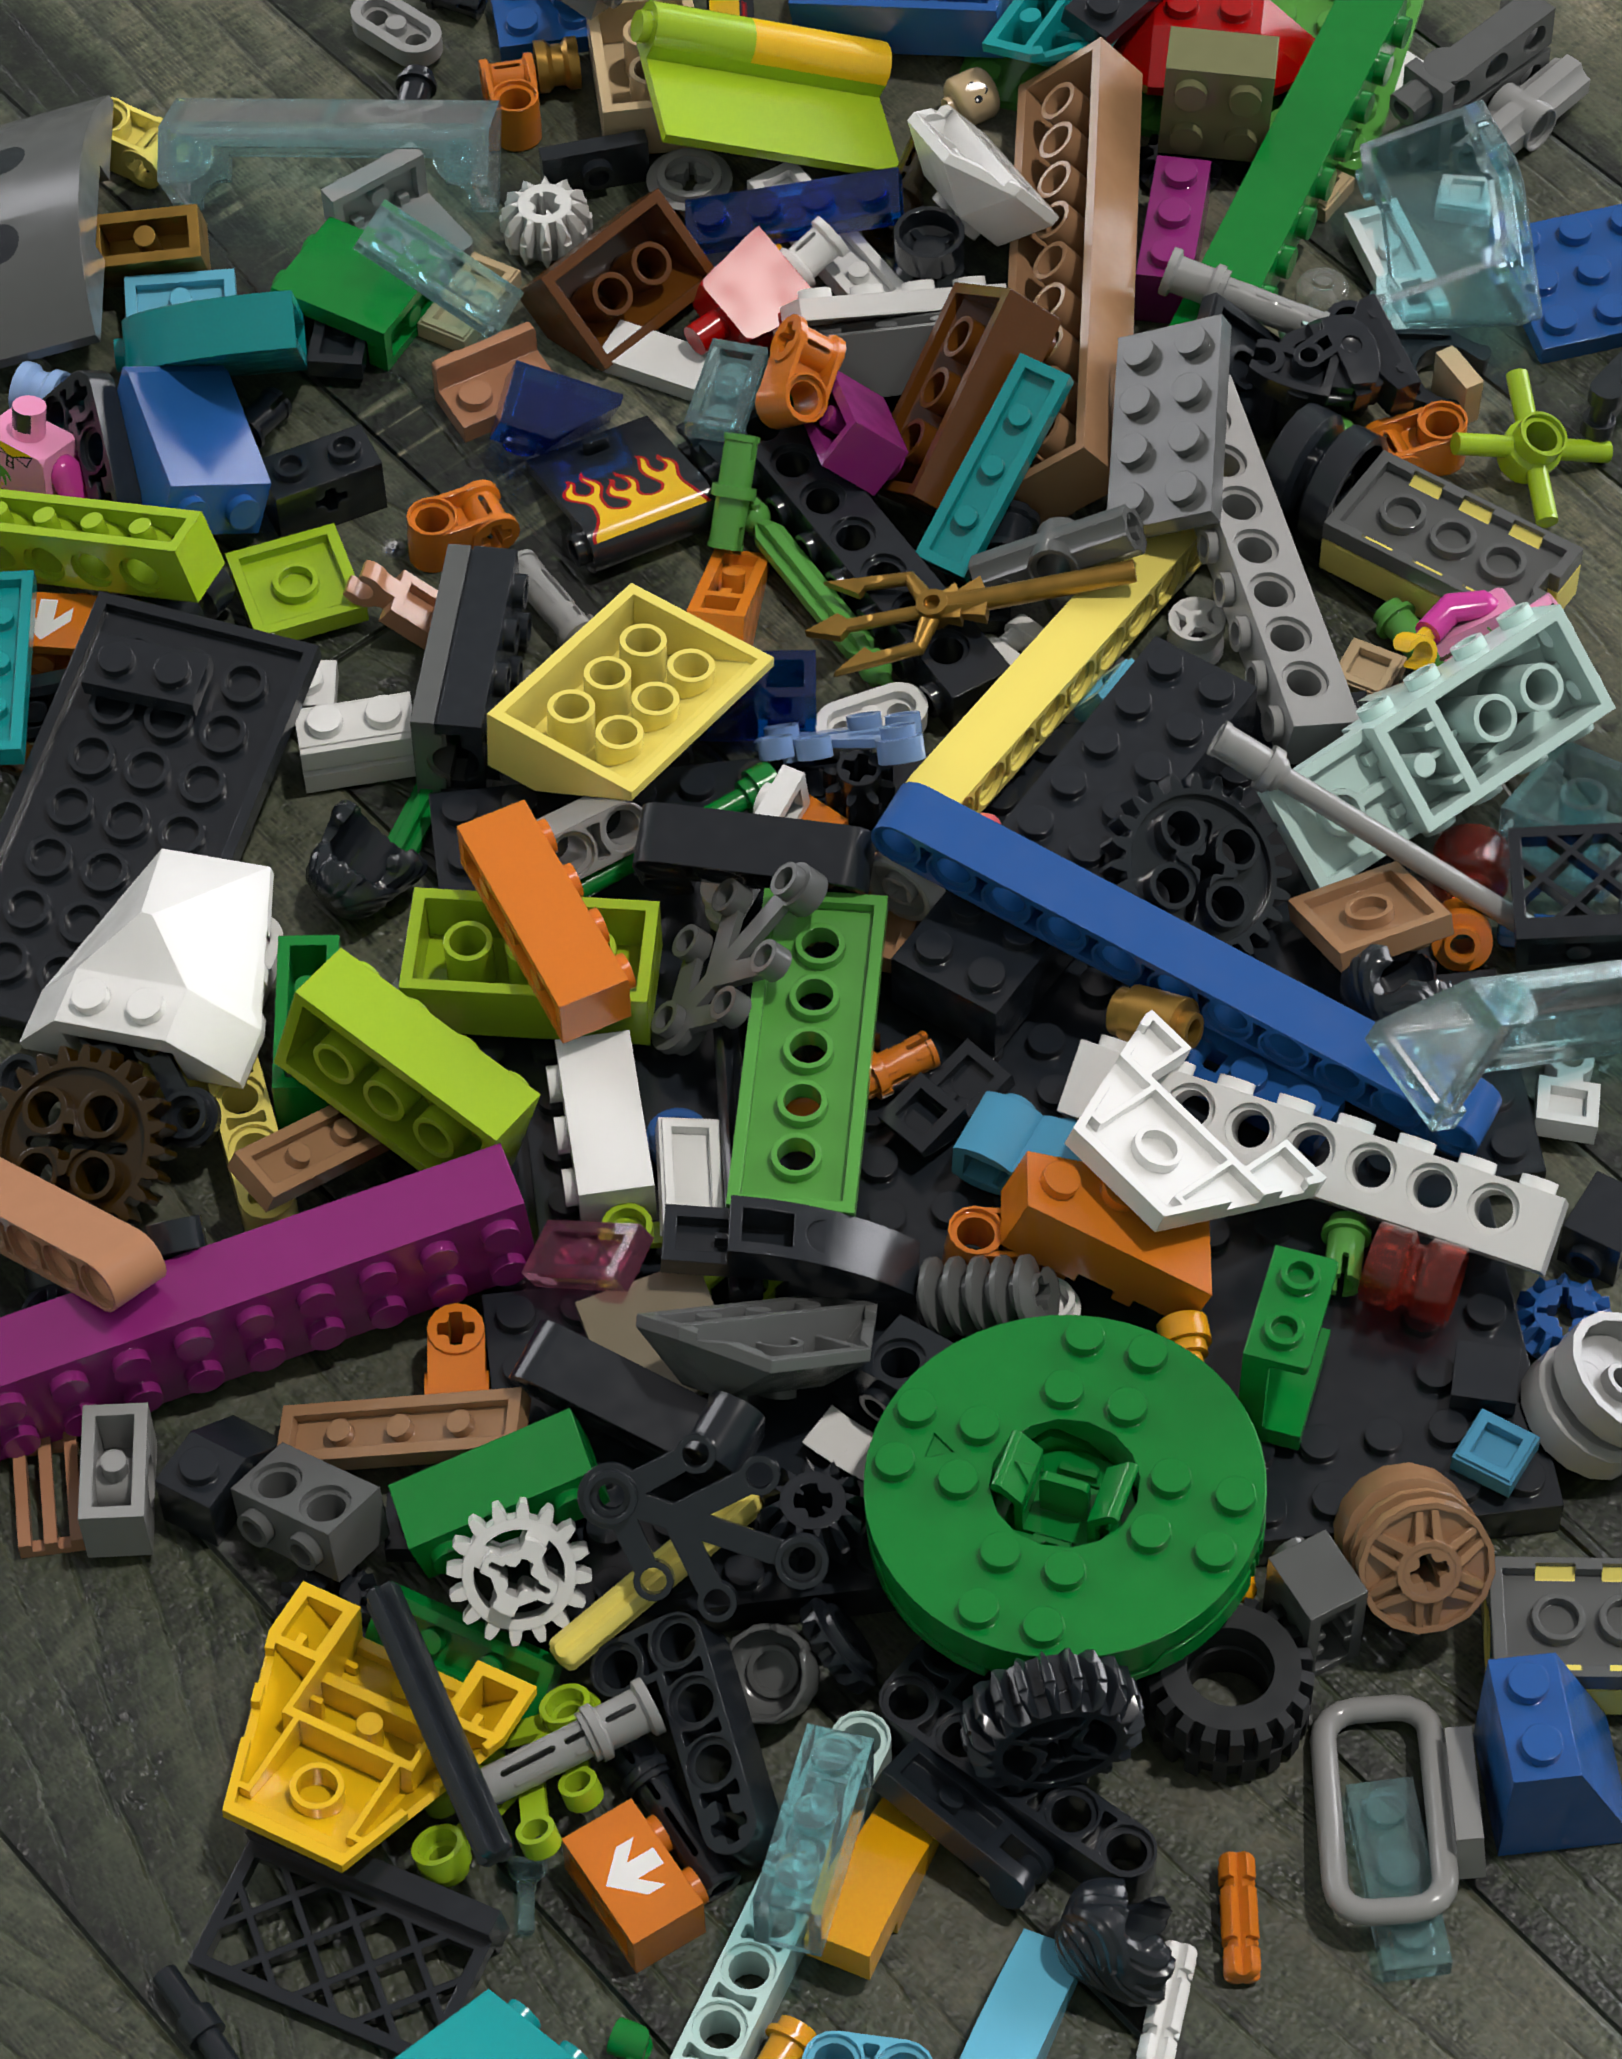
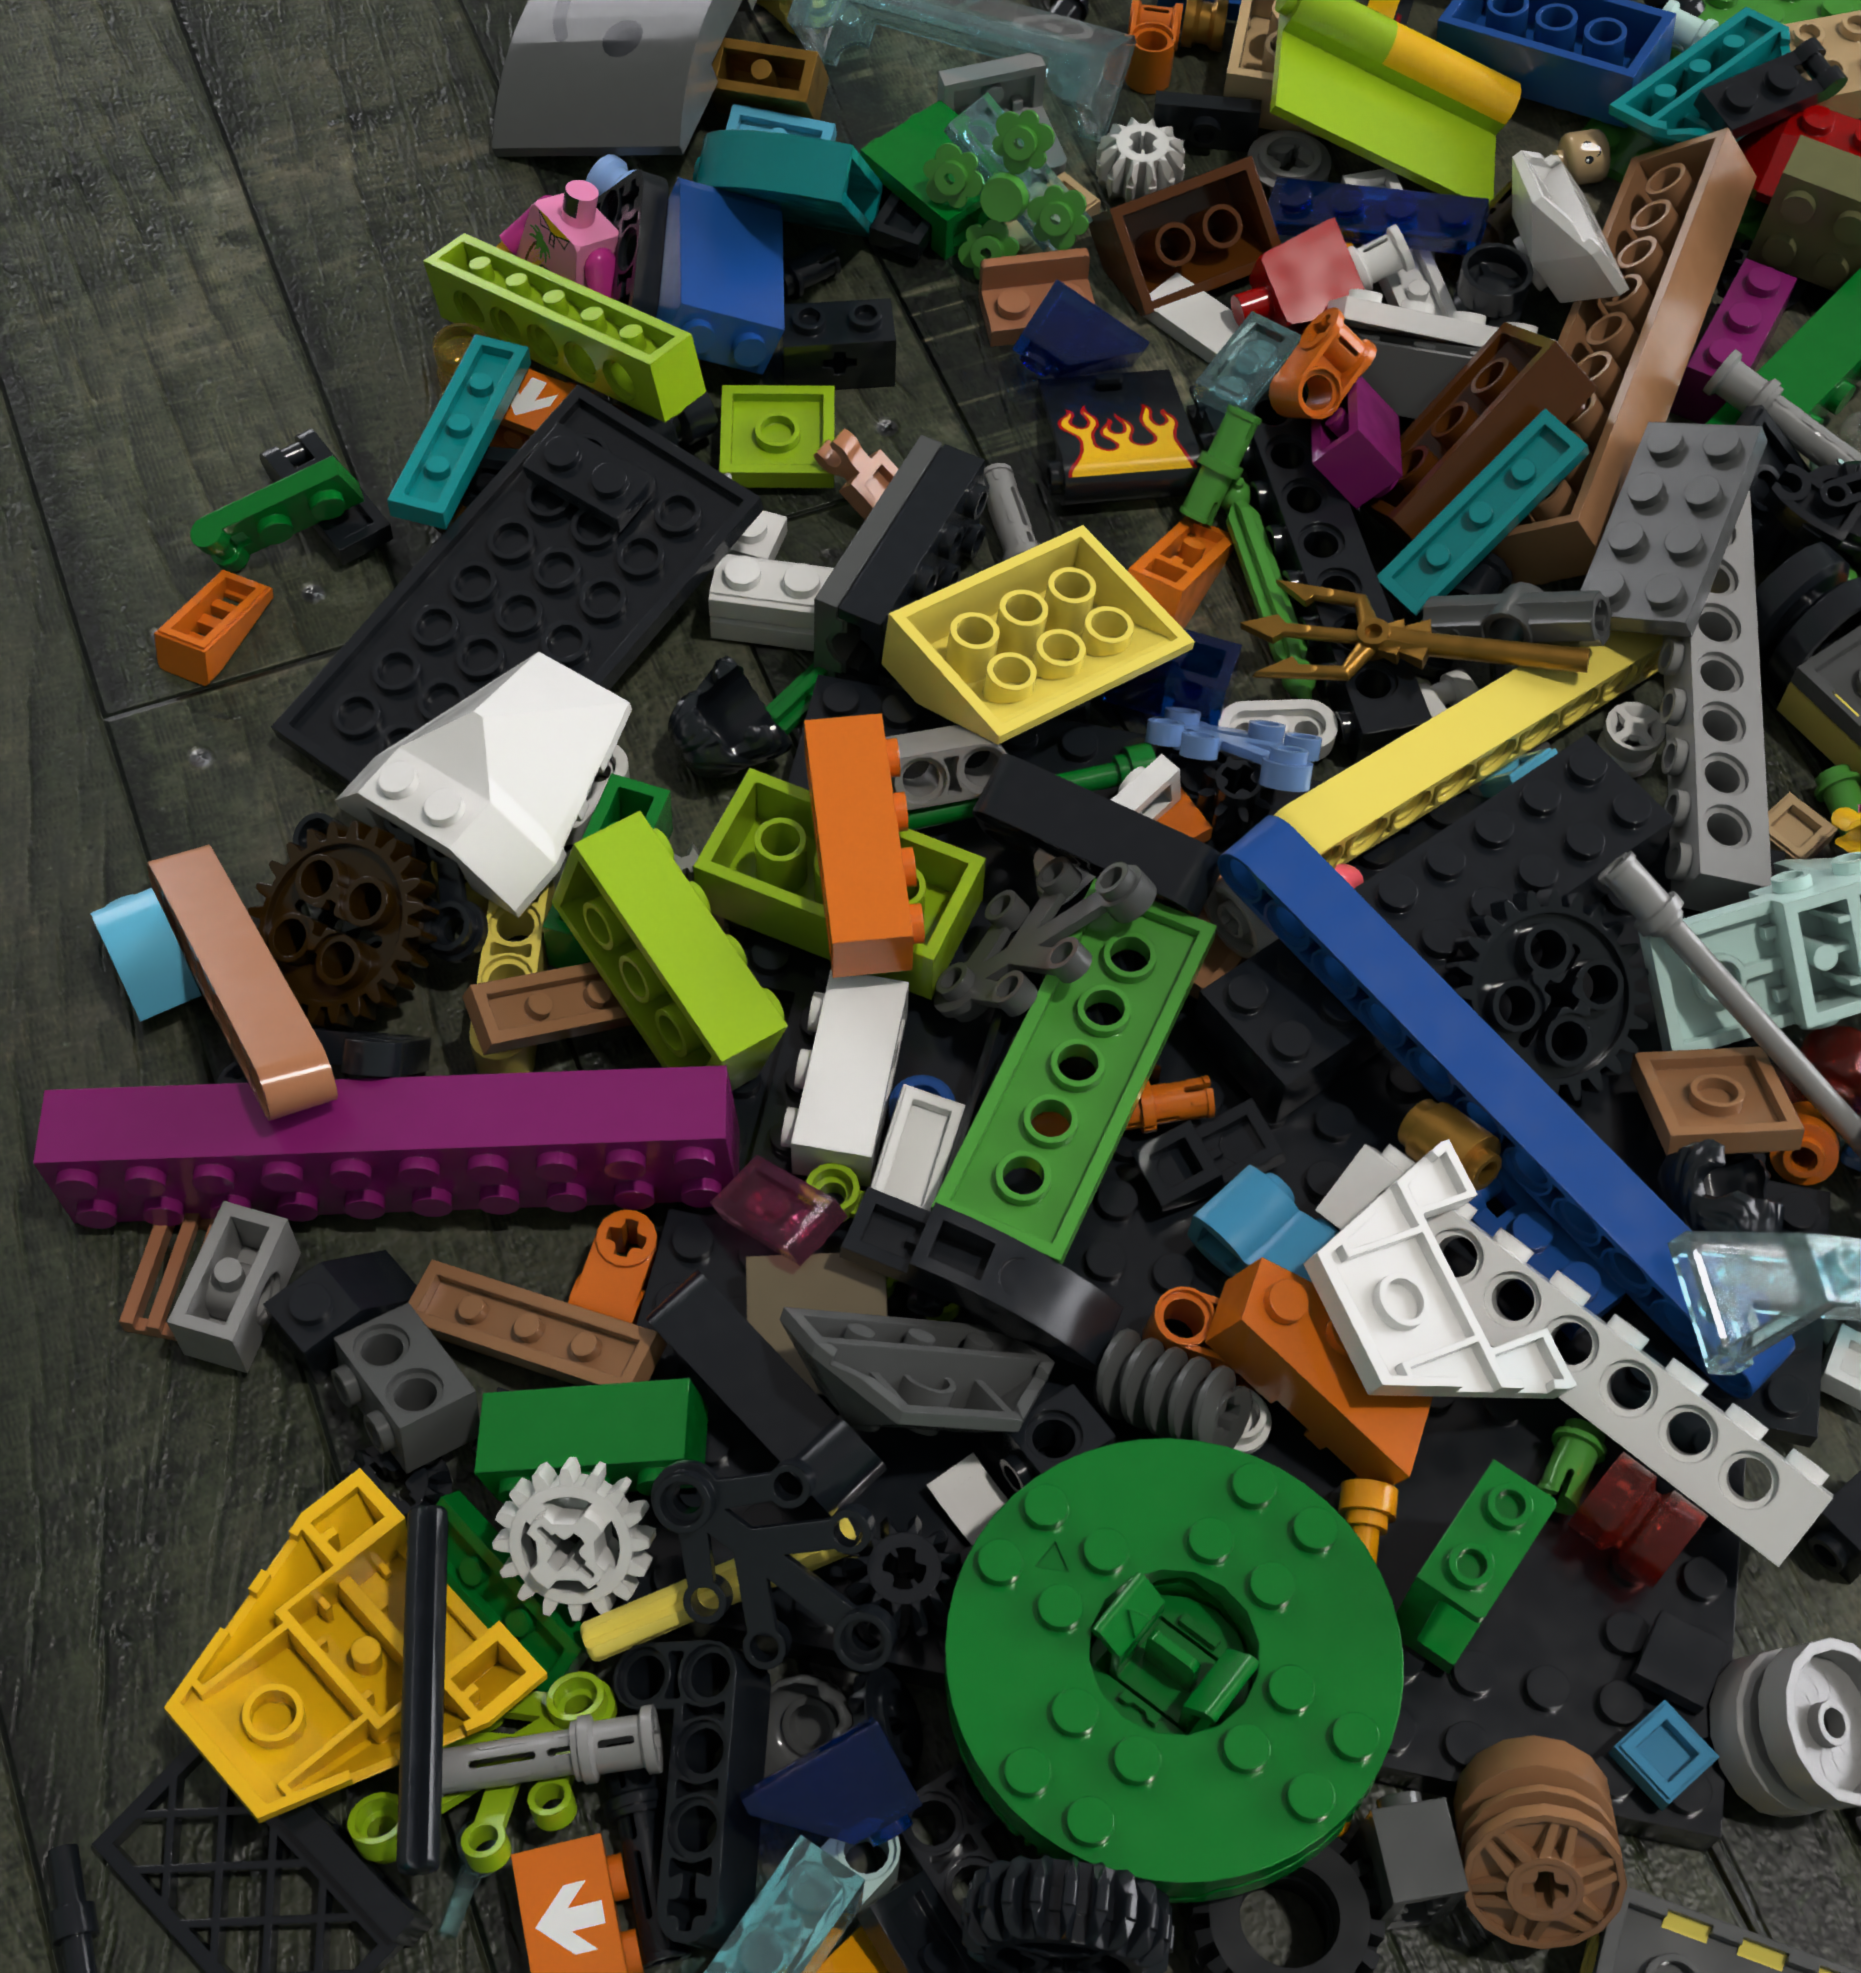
camera: 15 degrees right, 5 degrees up
(434, 292) = (1005, 194): none -> bright green plant
(460, 520) = (952, 419): orange piece -> none
(826, 1687) = (840, 1789): none -> clear blue slope
(1540, 1304) = (1758, 1618): blue gear -> none

